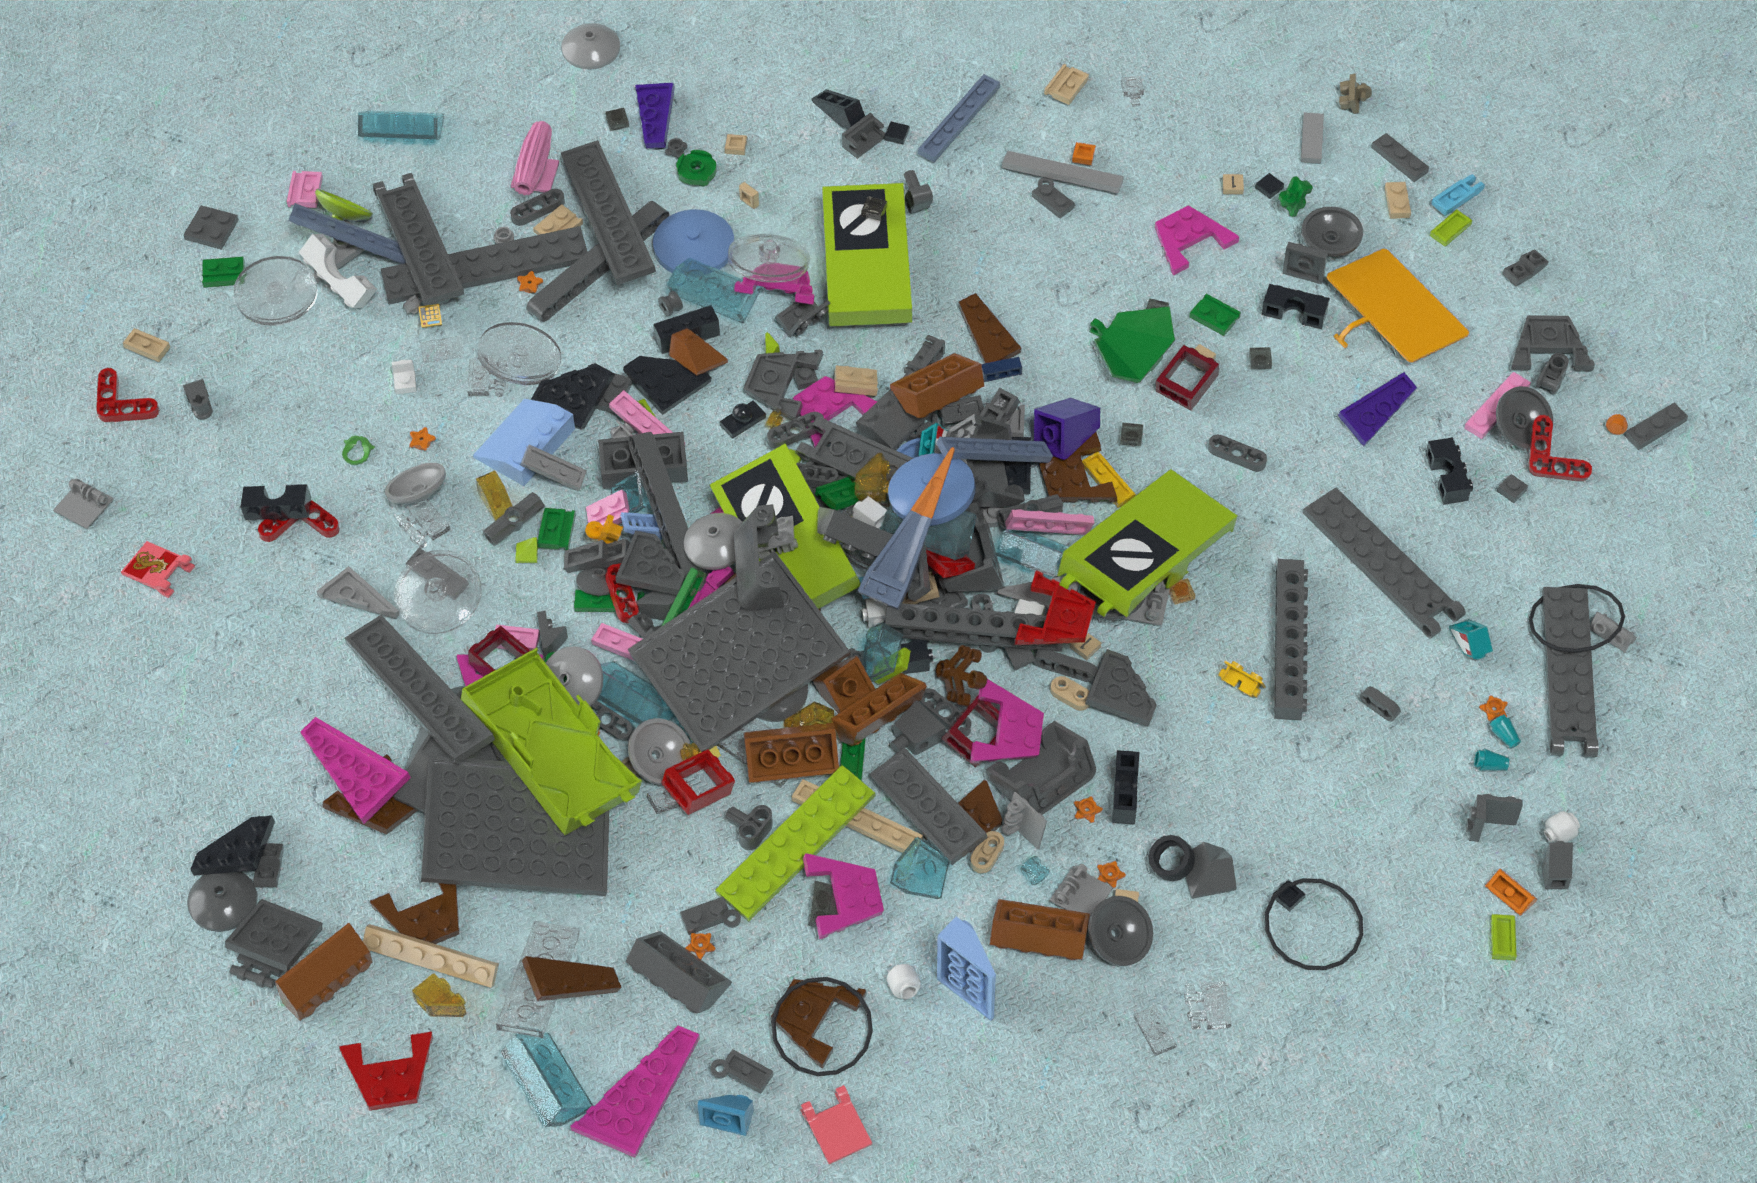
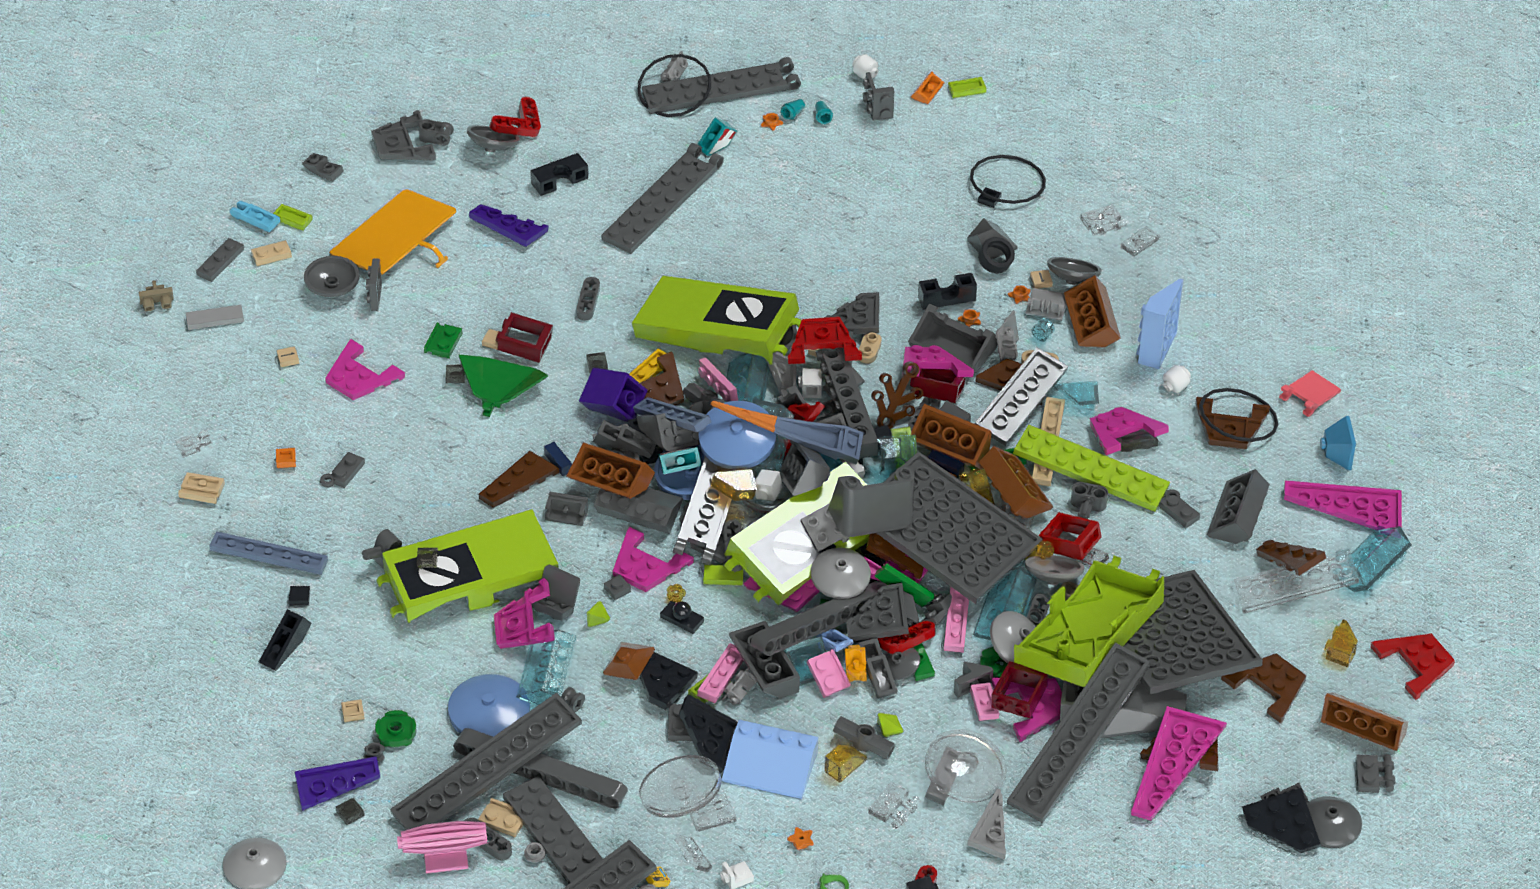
camera: 110 degrees left, 10 degrees down
(273, 935) = (1350, 762): dark grey plate -> none
(416, 483) = (851, 806): light grey dish -> none
(430, 955) = (1309, 662): tan plate -> none
(529, 287) = (584, 820): orange plate -> none
(553, 467) = (800, 720): light grey tile -> none
(556, 528) = (858, 707): green plate -> none
(697, 939) = (1205, 503): orange plate -> none
(700, 321) = (591, 667): black arch -> none
(743, 1070) = (1298, 450): dark grey hinge -> none
(749, 195) = (419, 677): tan tile -> none
(768, 257) = (497, 636): clear dish -> none
(772, 376) = (629, 603): dark grey wing -> none
(800, 422) = (688, 578): dark grey beam -> none
(838, 493) = (748, 512): green plate -> none
(856, 380) = (611, 547): tan plate -> none
(863, 136) = (320, 620): dark grey hinge -> none
(1062, 172) = (311, 469): light grey tile -> none
(1235, 673) = (812, 254): yellow hinge -> none
(1260, 358) = (483, 301): clear smoke plate -> none
(1269, 185) = (281, 333): black tile -> none
(1281, 299) = (418, 289): black arch -> none
(1288, 706) = (762, 233): dark grey brick -> none
(1294, 196) = (299, 306): green hips -> none
(1380, 703) = (799, 175): dark grey beam -> none
(1485, 416) = (476, 161): bright pink plate -> none
(1512, 488) = (558, 141): dark grey plate -> none
(1558, 865) = (901, 62): dark grey slope -> none
(1617, 424) = (473, 91): orange plate -> none
(1656, 426) = (463, 74): dark grey plate -> none

